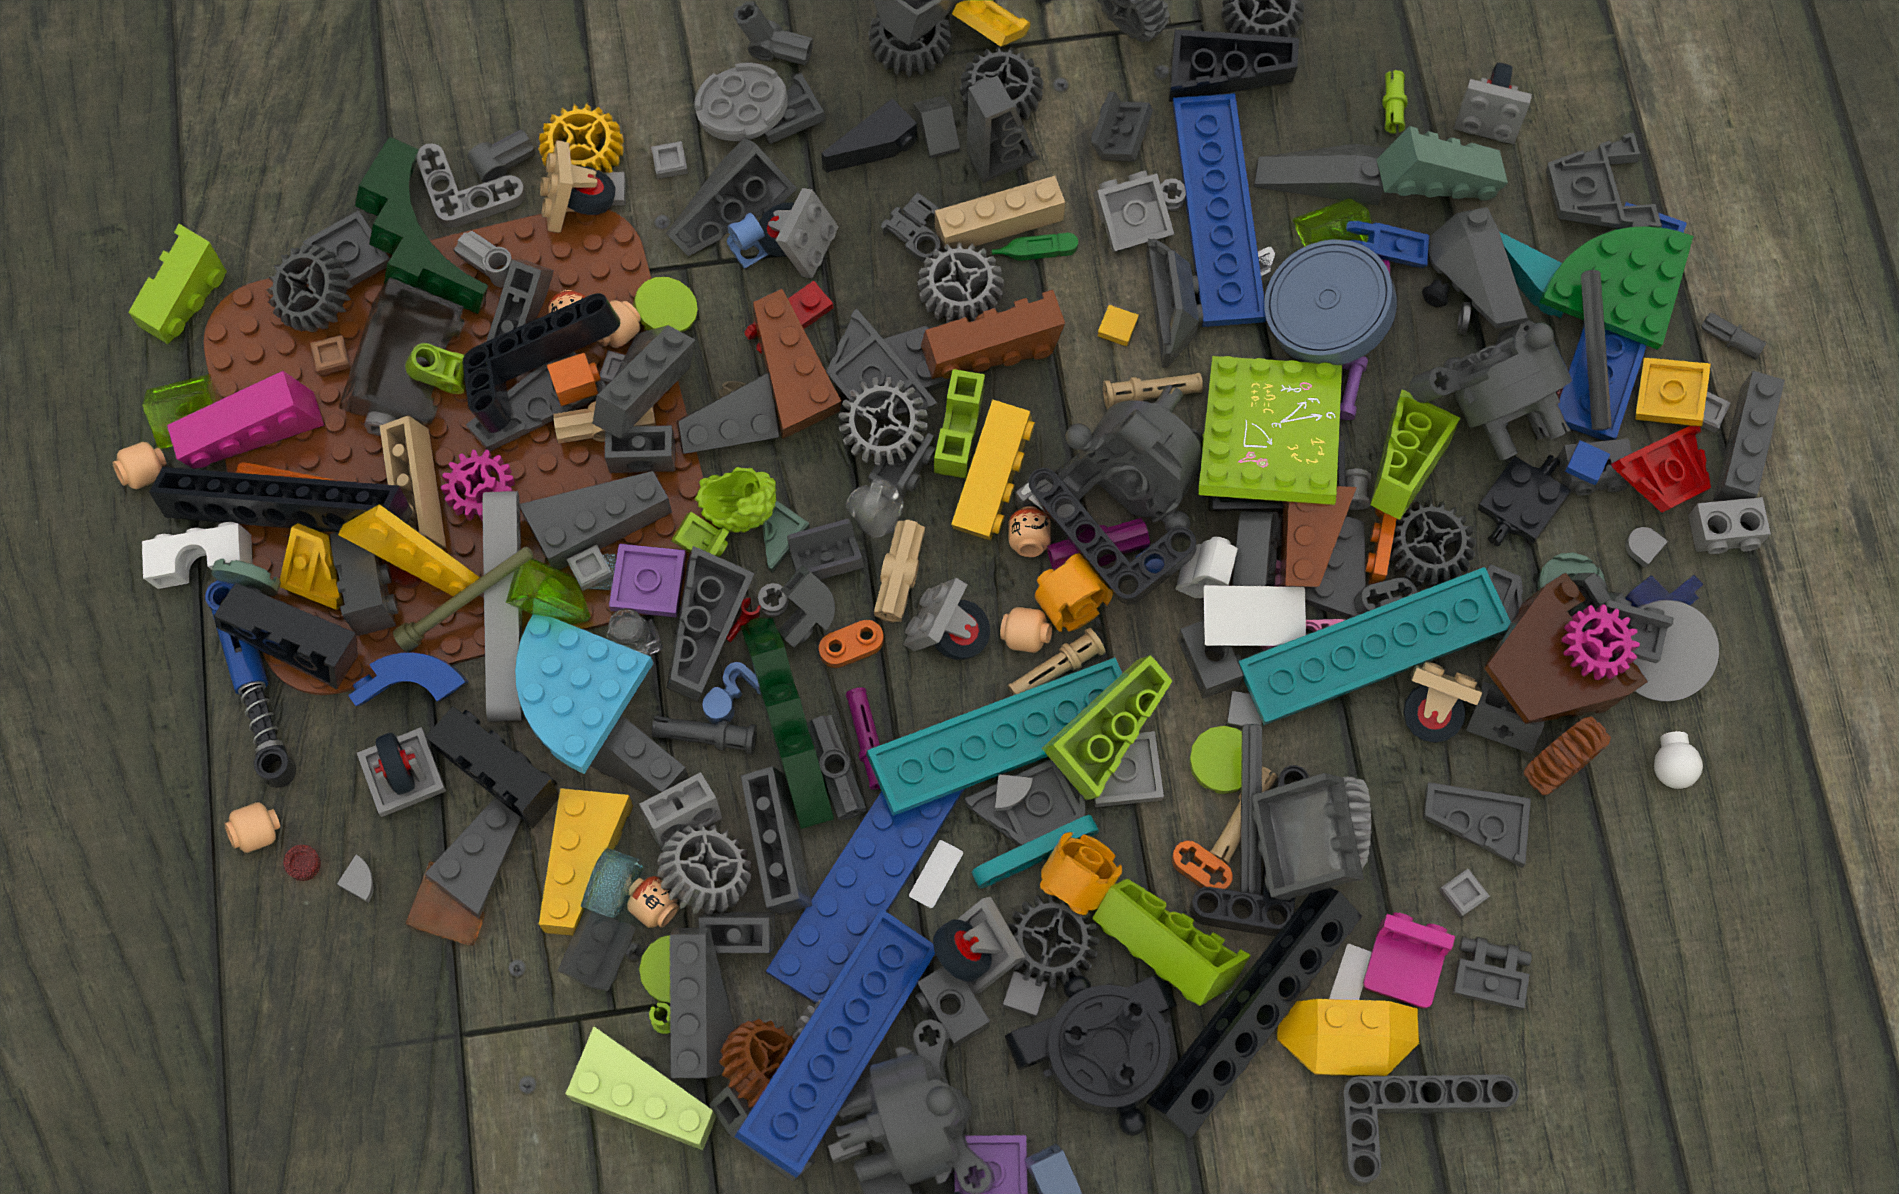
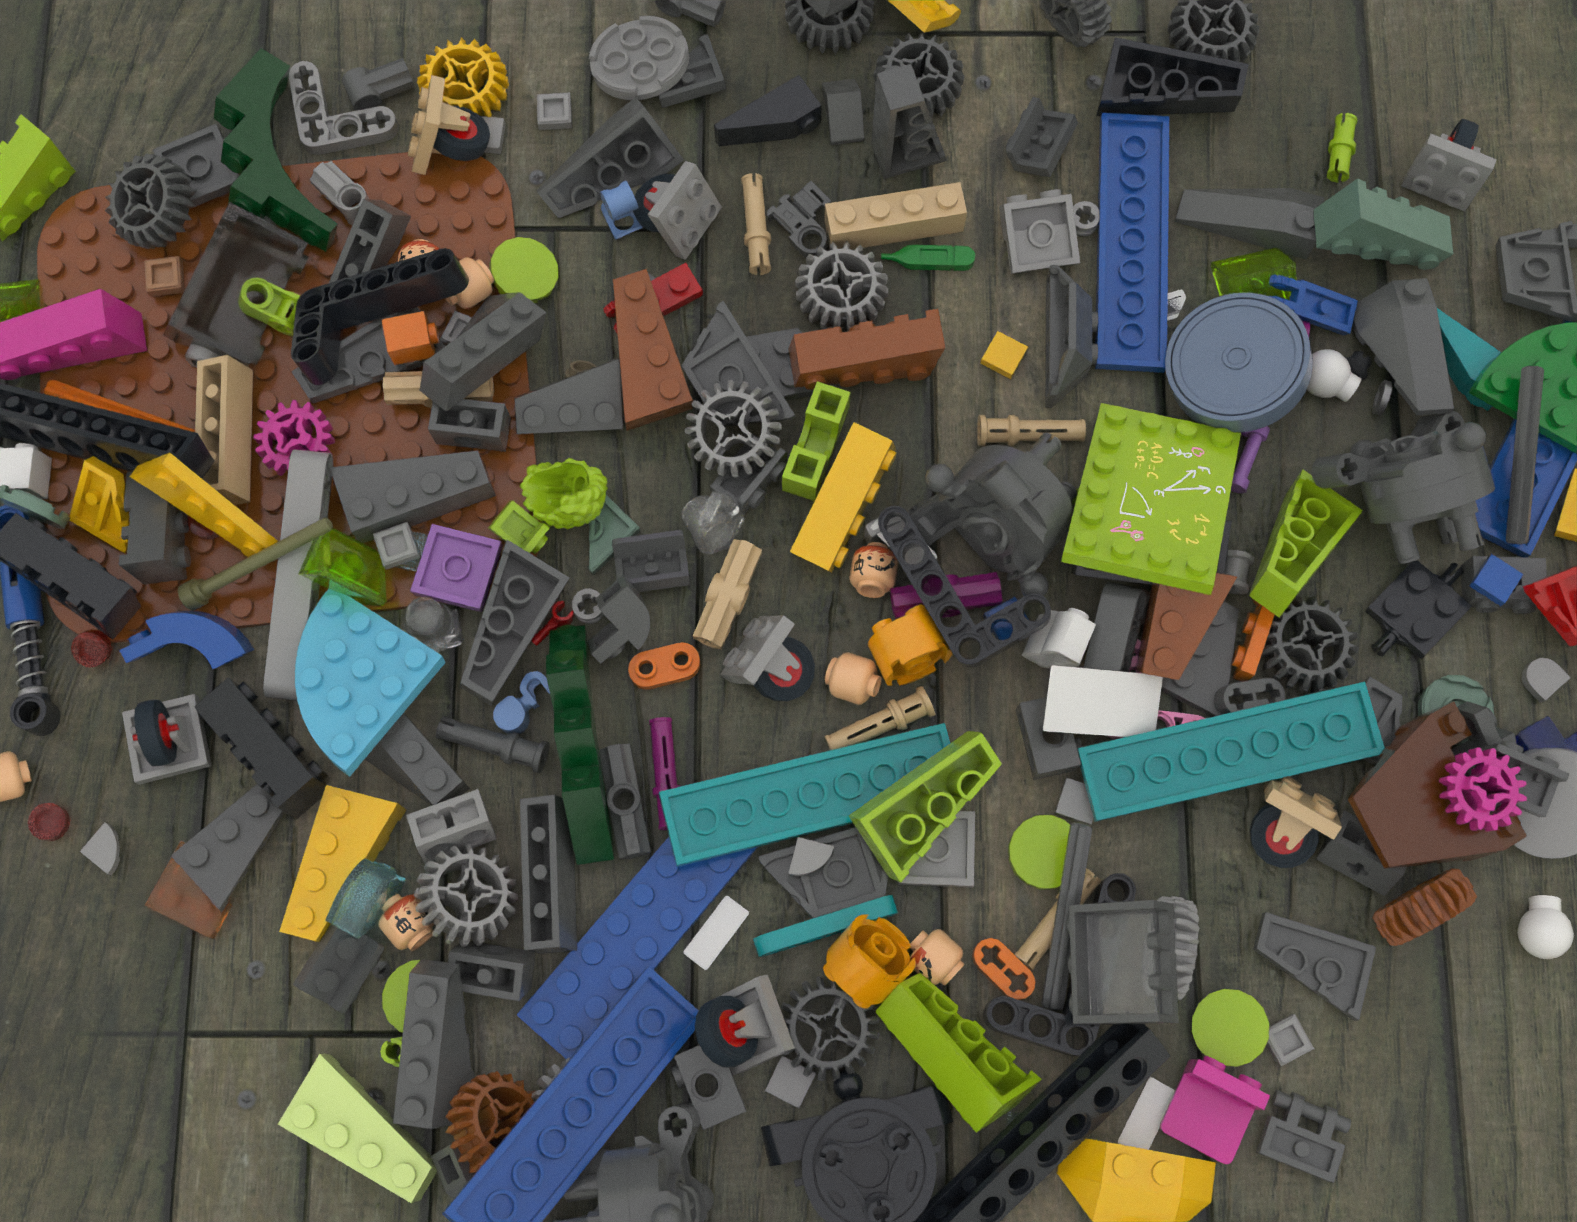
camera: 10 degrees right, 5 degrees up
(317, 700) = (91, 648): none -> clear red tile
(875, 248) = (757, 236): none -> tan pin
(1140, 863) = (936, 956): none -> light nougat head
(1412, 886) = (1230, 1027): none -> lime tile
(1416, 305) = (1332, 376): none -> white piece

